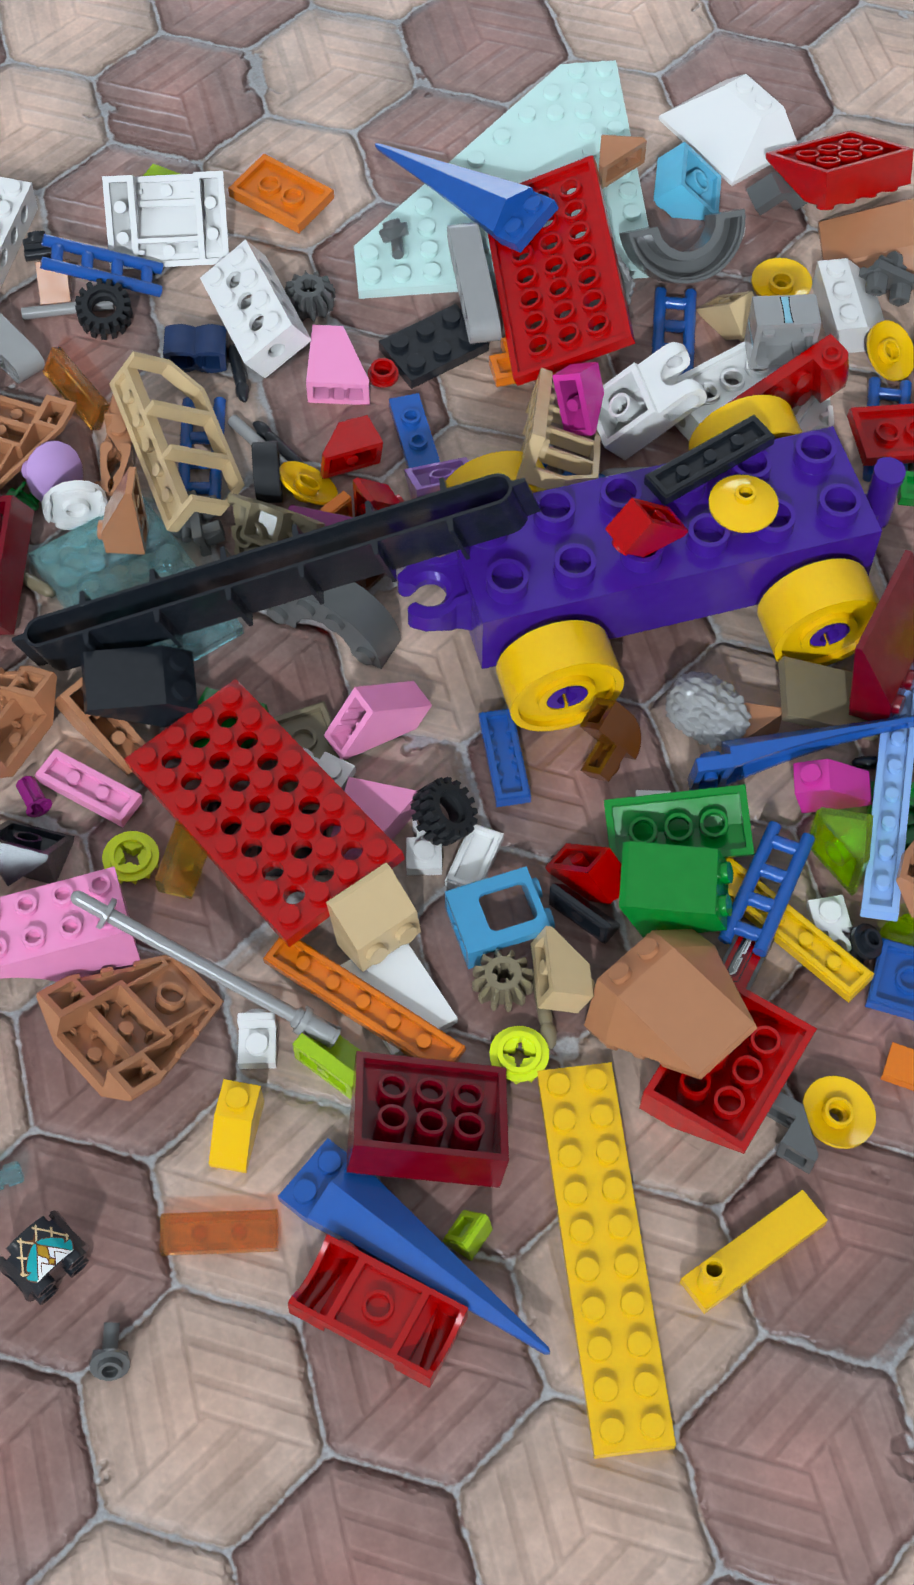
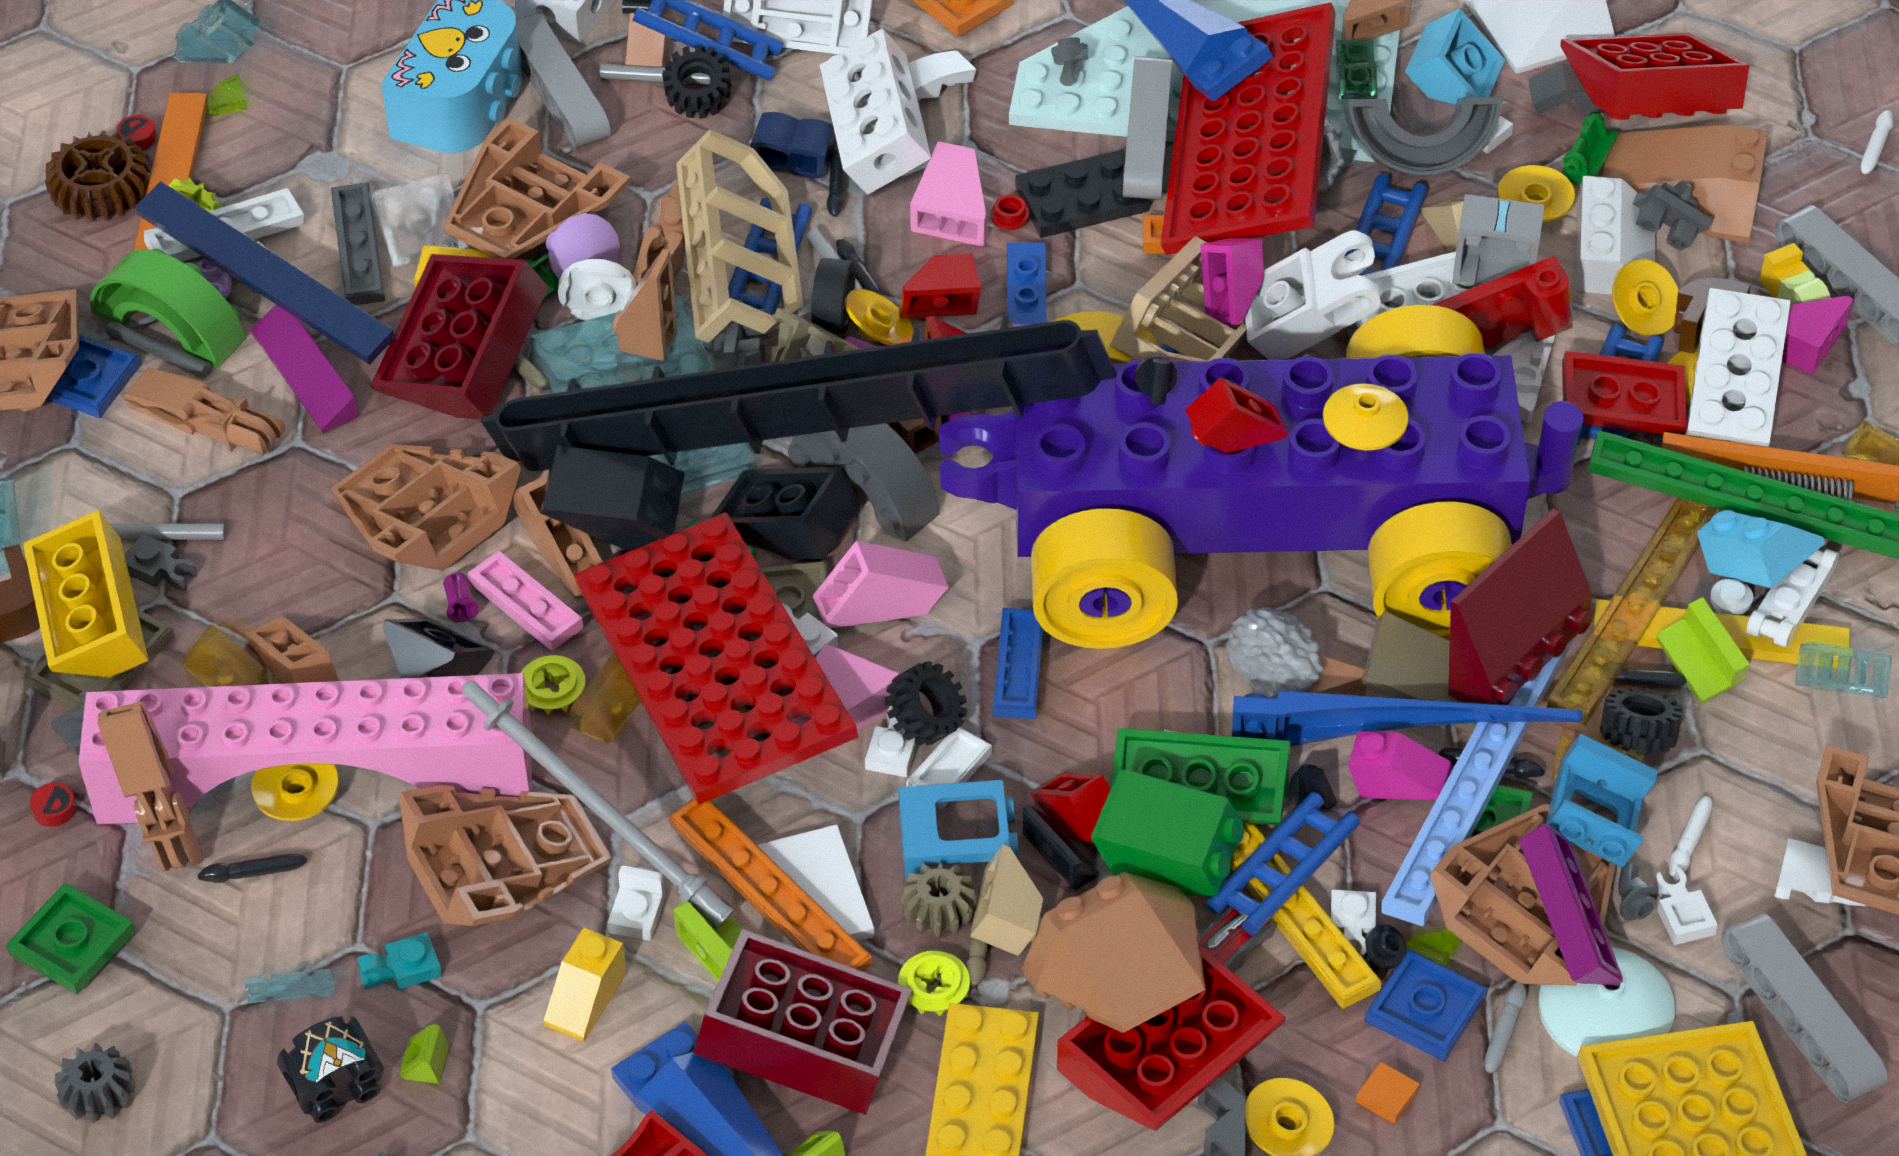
camera: 15 degrees right, 10 degrees down
(76, 388) = (639, 162): clear orange tile -> none
(79, 1137) = (406, 961): none -> teal plate
(117, 1221) = (425, 1056): none -> lime slope
(219, 1232) = (534, 1092): clear orange tile -> none
(282, 663) = (791, 509): none -> black slope
(295, 262) = (939, 69): none -> white slope
(311, 295) = (948, 109): dark grey gear -> none
(373, 918) = (805, 794): tan slope -> none
(570, 504) = (1156, 377): none -> black plate
(616, 736) = (1156, 659): reddish brown brick -> none
(619, 206) = (1356, 69): none -> clear green slope
(709, 460) = (1340, 361): black tile -> none
(765, 811) = (1312, 779): none -> black plate
(809, 238) = (1589, 149): none -> green hinge
(843, 844) = (1387, 826): clear neon green slope -> none

